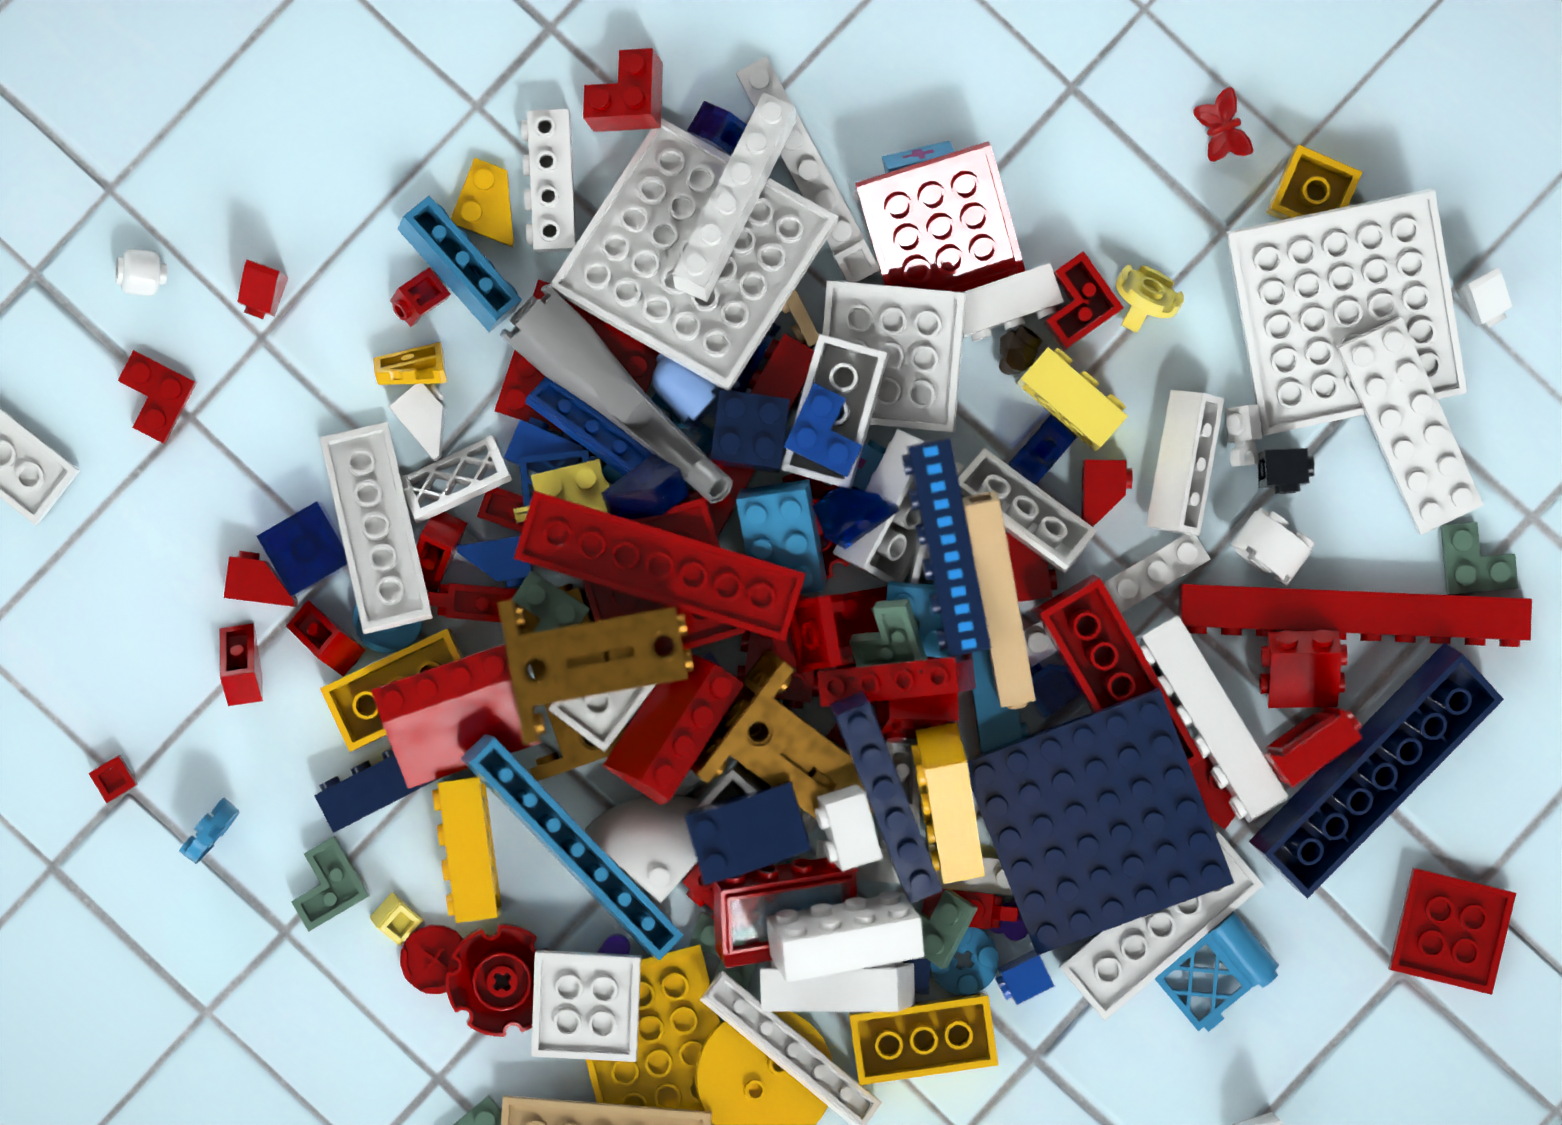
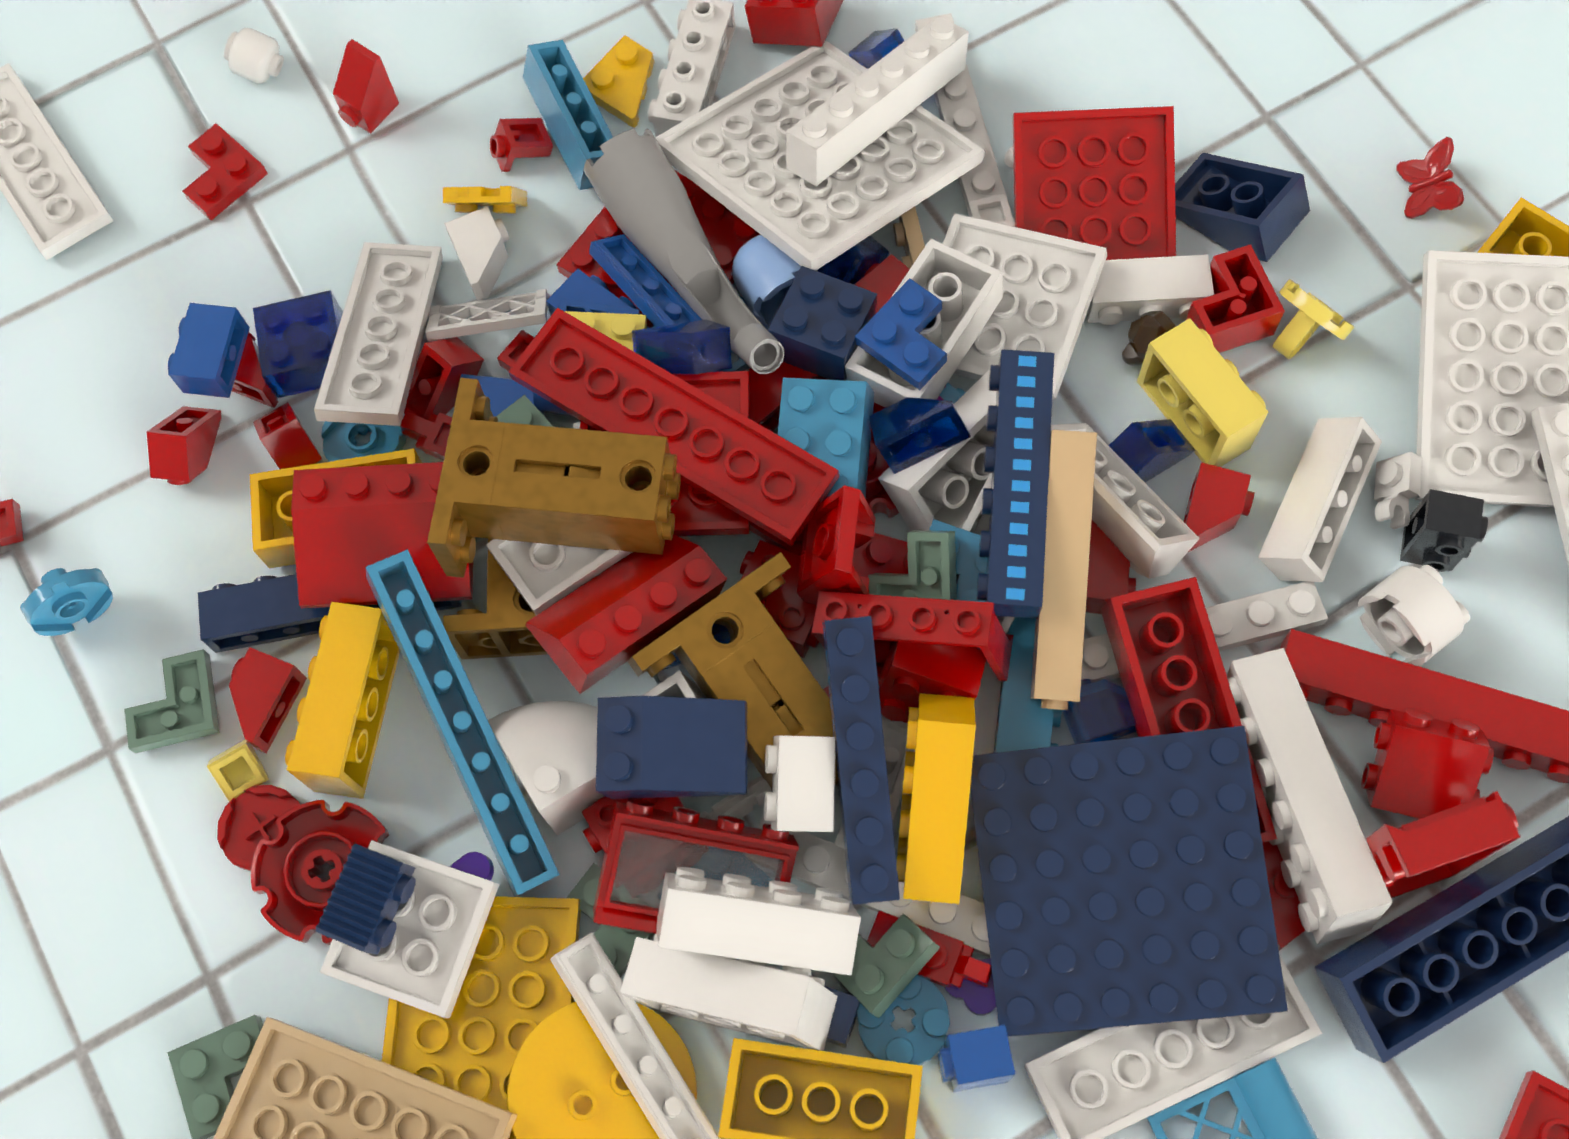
camera: 25 degrees right, 20 degrees down
(238, 589) = (208, 350): none -> blue brick
(395, 857) = (263, 695): none -> red slope
(552, 999) = (367, 900): none -> dark blue brick
(1064, 194) = (1241, 203): none -> dark blue slope

